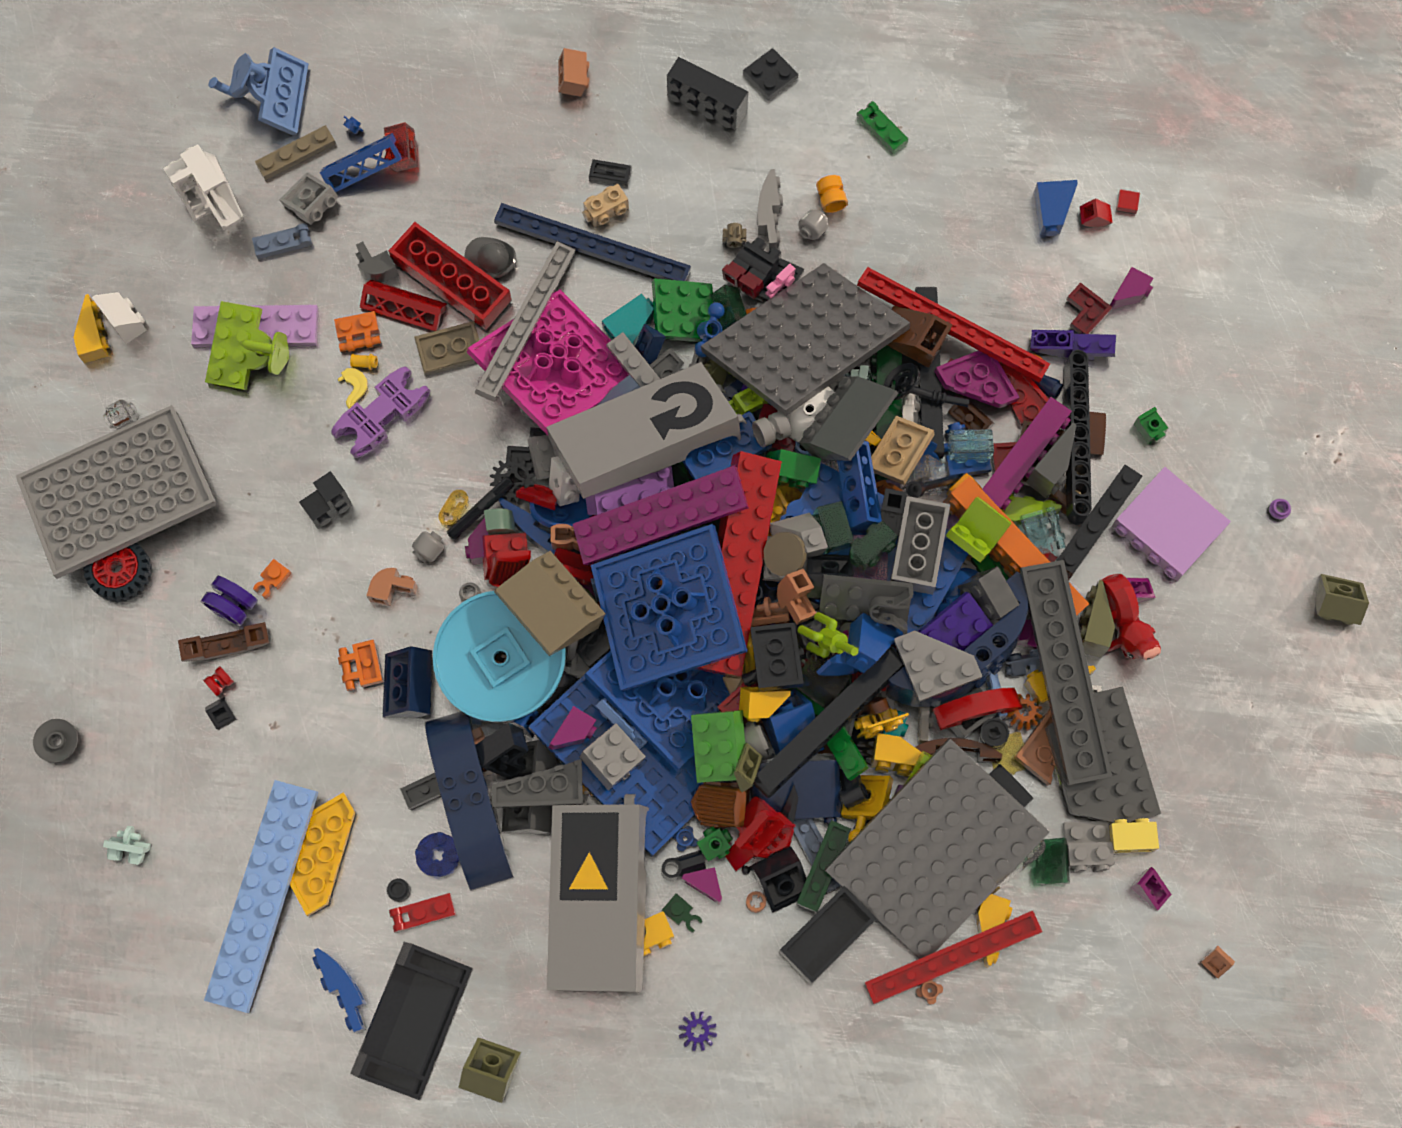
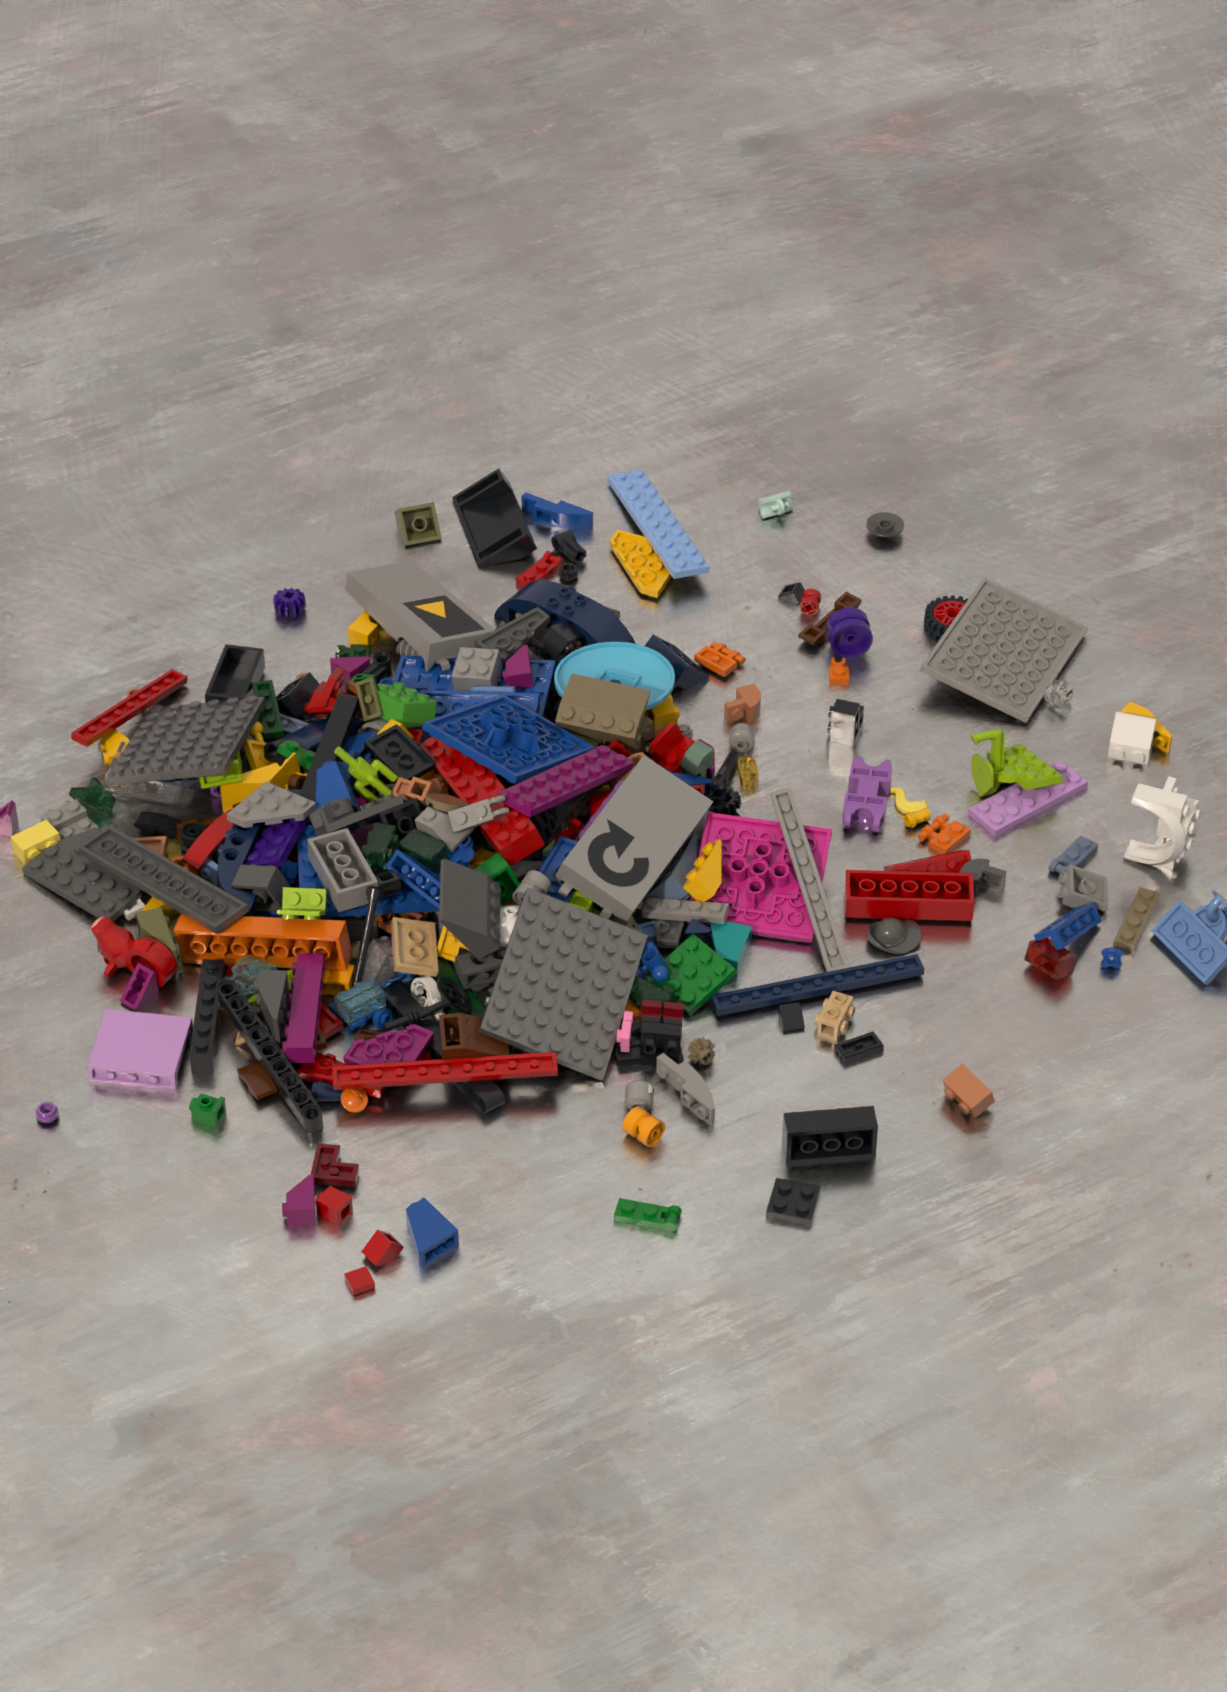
camera: 145 degrees right, 30 degrees down
(369, 933) = (567, 544): none -> black piece
(446, 348) = (860, 855): dark tan tile -> none
(601, 379) = (706, 876): none -> yellow slope
(637, 229) = (791, 1017): none -> black slope
(773, 506) = (476, 814): none -> light grey hinge
(1063, 342) = (331, 1130): dark purple slope -> none
(1109, 271) = (334, 1205): none -> red brick

